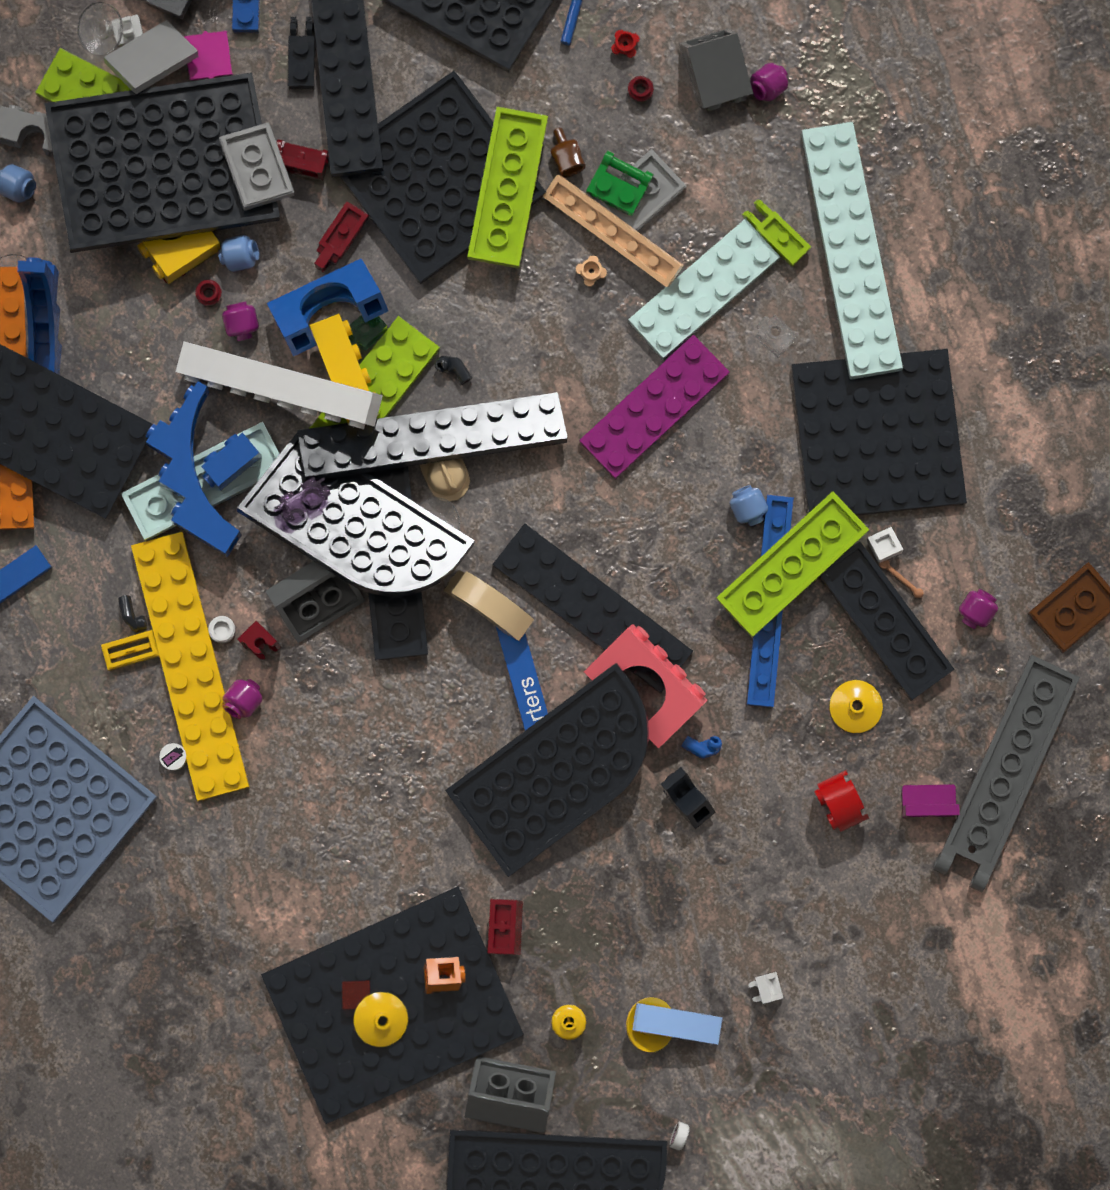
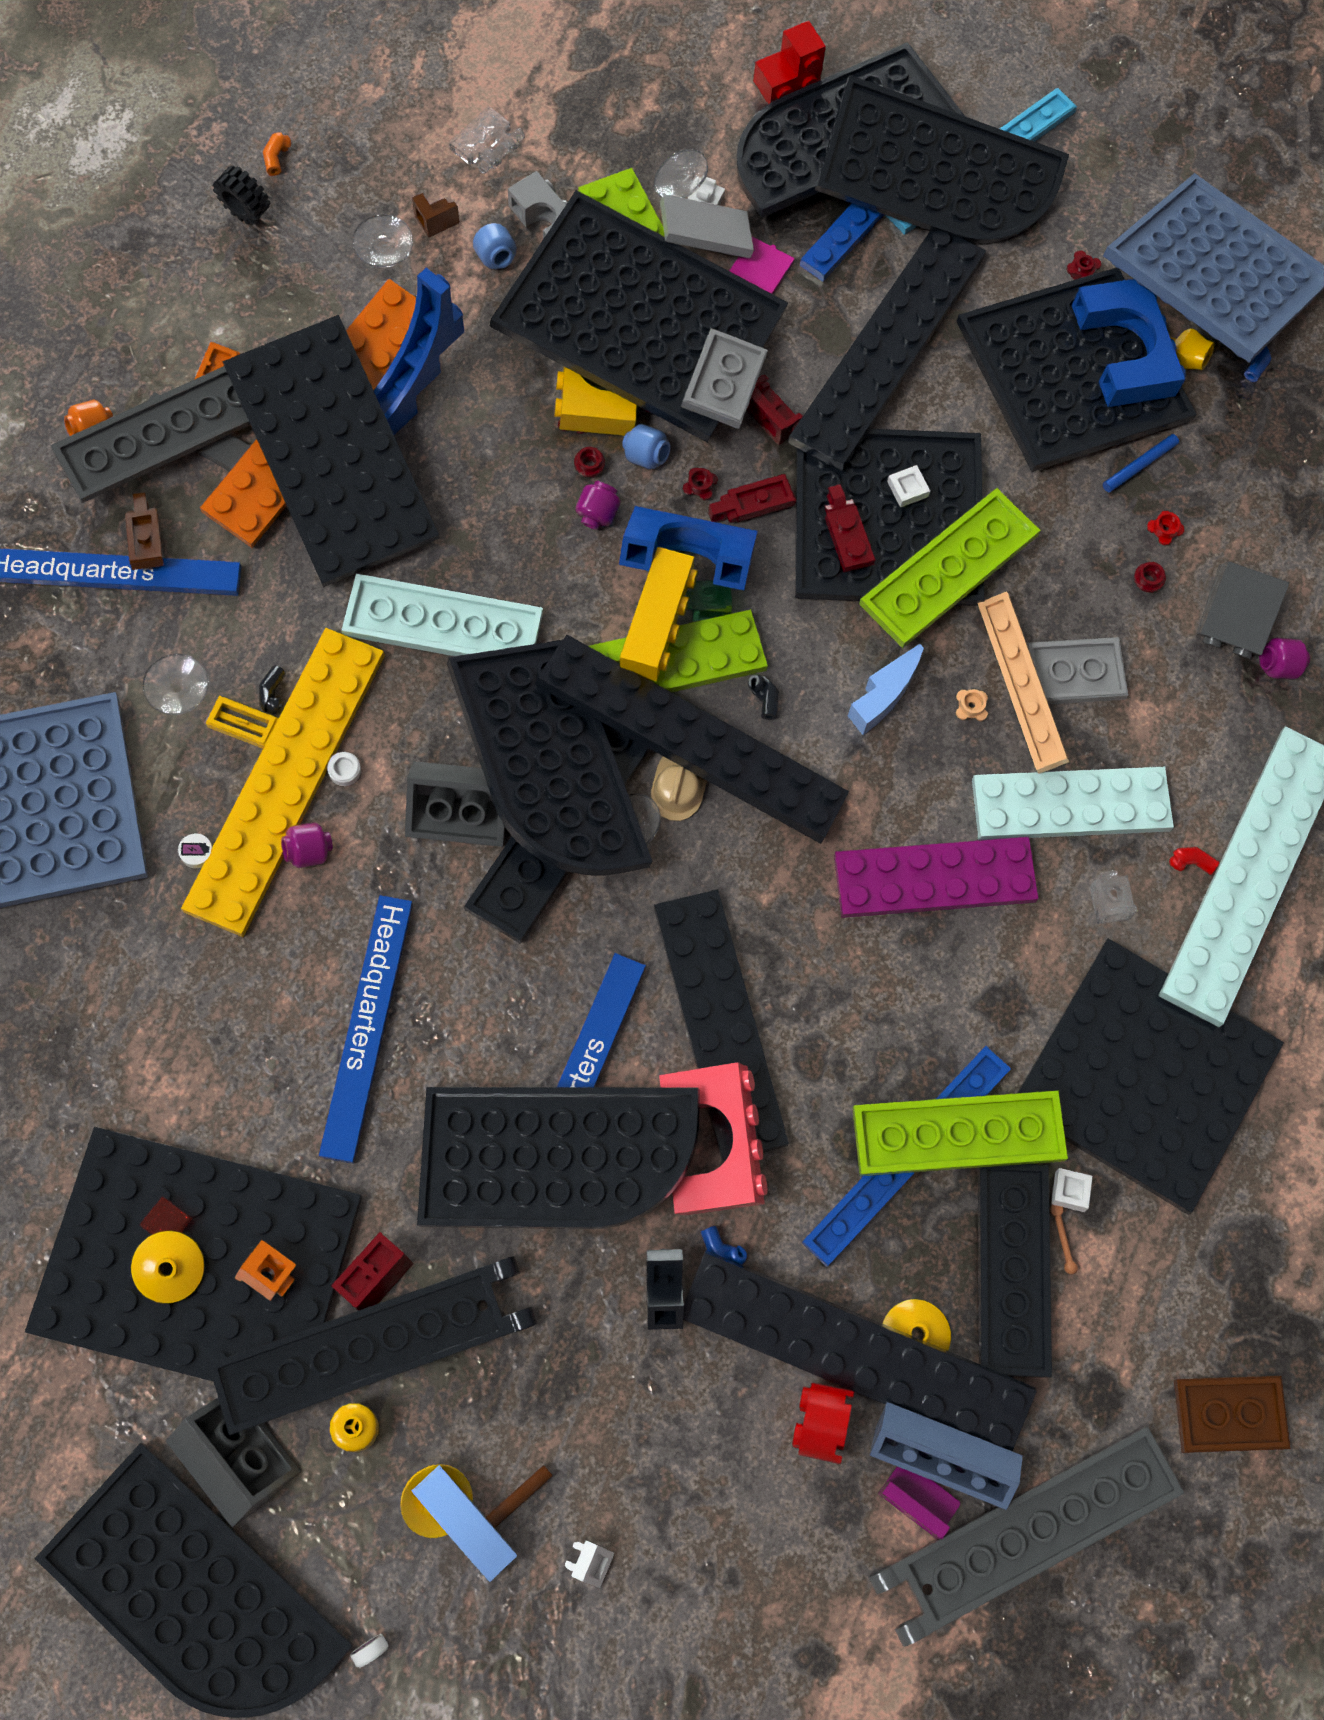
camera: 35 degrees right, 10 degrees down
(55, 653) = (174, 671): none -> clear dish
(176, 443) = (423, 594): blue arch -> none
(229, 462) = (479, 617): blue brick -> none
(255, 638) = (366, 797): dark red hinge -> none
(280, 384) = (586, 580): white brick -> none
(293, 504) = (504, 691): clear purple hinge -> none
(295, 243) = (700, 475): none -> dark red plate
(301, 56) = (845, 325): black hinge -> none
(376, 782) = (366, 1030): none -> blue tile
(421, 212) = (847, 531): none -> dark red hinge
(437, 149) = (908, 486): none -> white plate
(489, 603) = (619, 938): tan arch -> none
(529, 305) = (884, 690): none -> light blue slope
(538, 971) = (364, 1347): none -> black hinge
(567, 155) = (1030, 584): reddish brown piece -> none
(616, 191) = (1054, 649): green plate -> none
(695, 984) = (519, 1496): none -> reddish brown bar
(748, 505) = (958, 1042): medium blue head -> none
(778, 234) = (1188, 805): lime hinge -> none
(805, 266) = (1195, 856): none -> red arm
(829, 745) = (856, 1351): none -> black plate
(926, 764) = (946, 1455): none -> sand blue brick
(978, 608) = (1124, 1333): magenta head -> none

